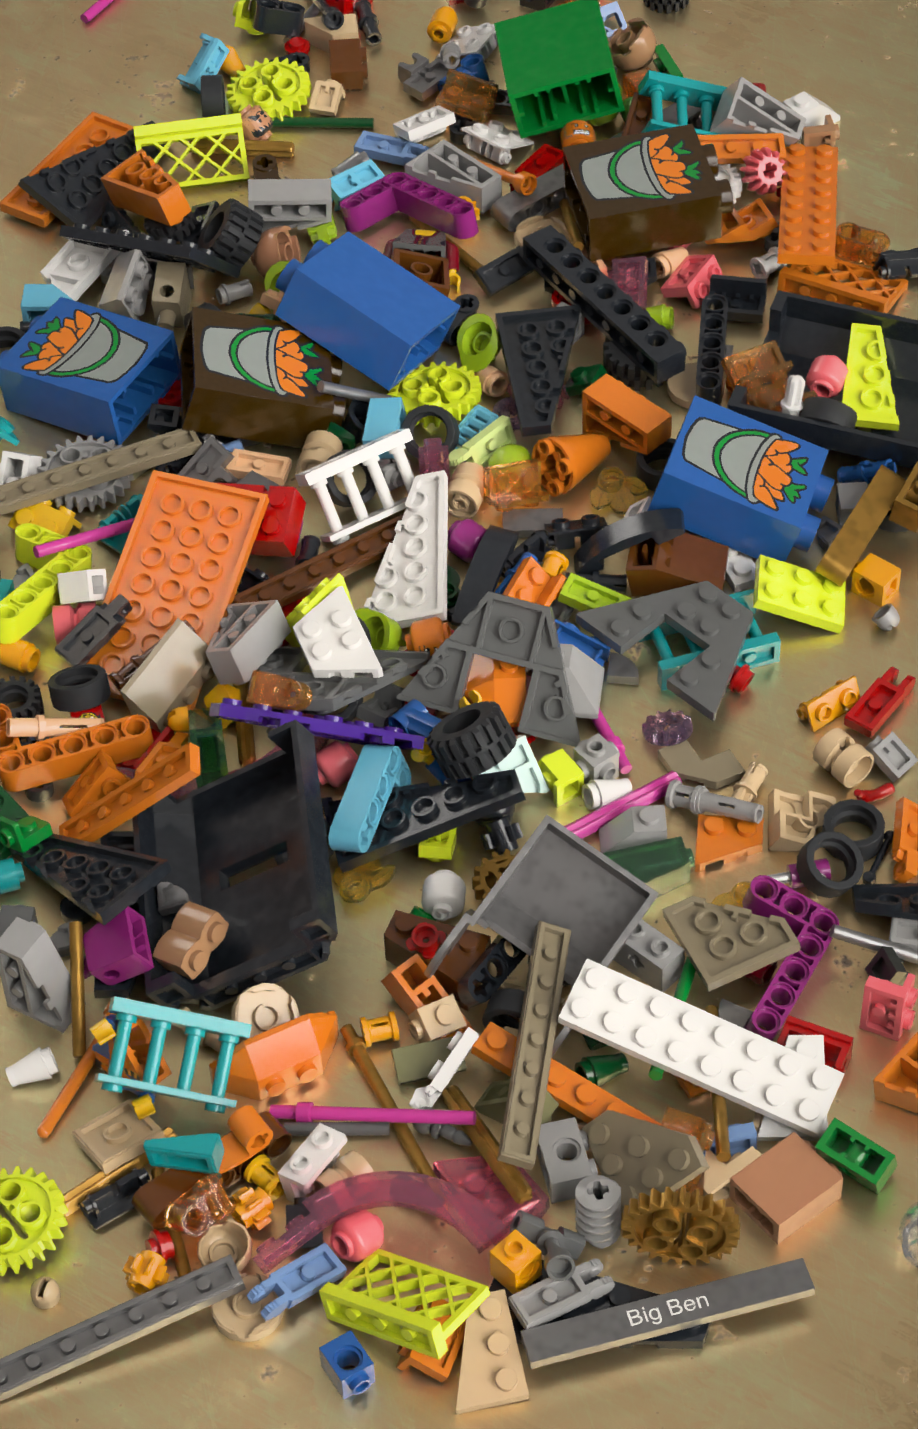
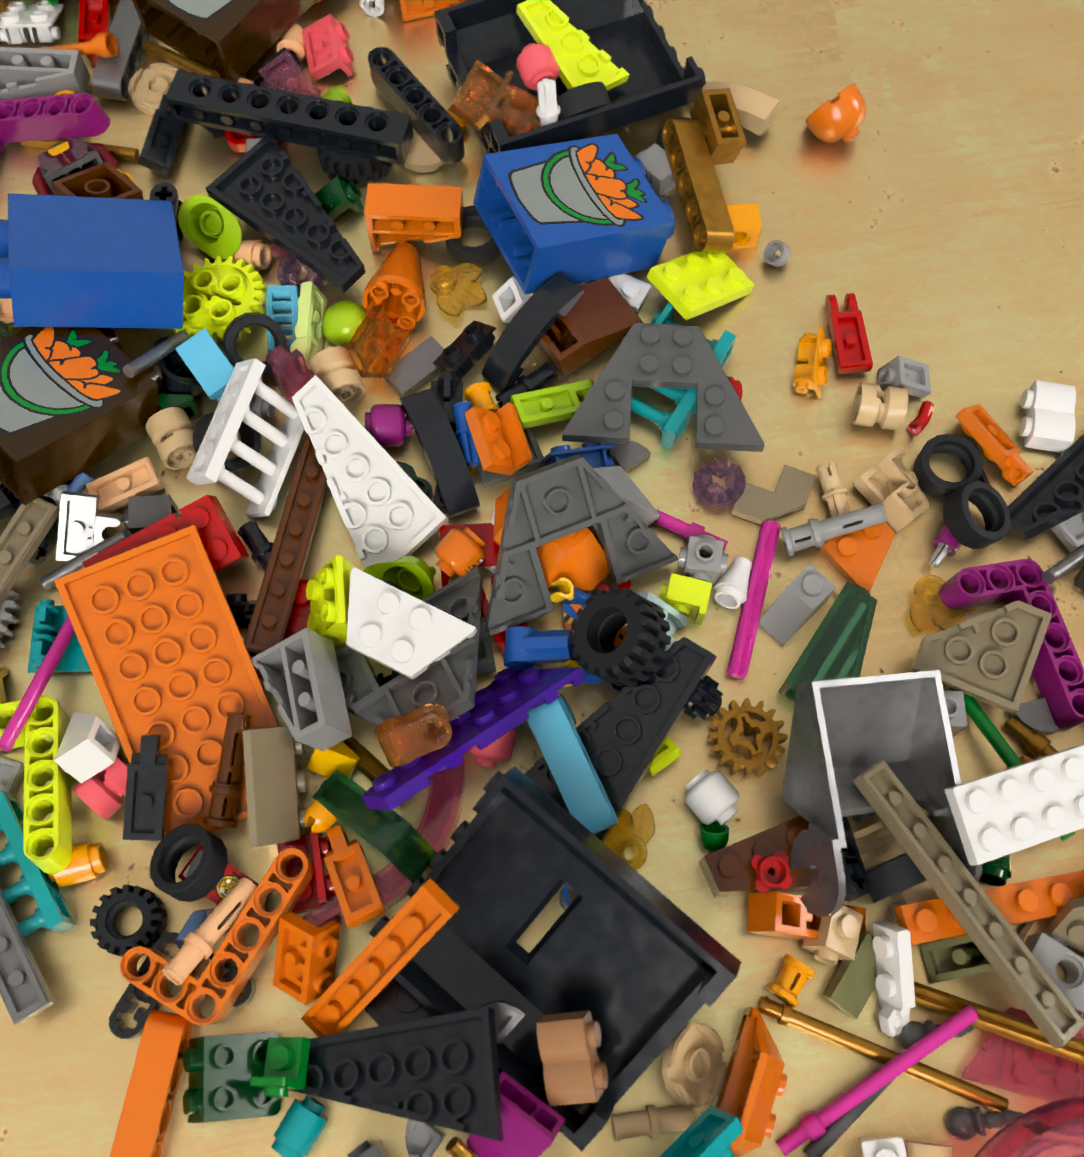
camera: 45 degrees left, 20 degrees up
(744, 296) = (384, 32): black bracket -> none
(863, 471) = (645, 132): blue pin -> none

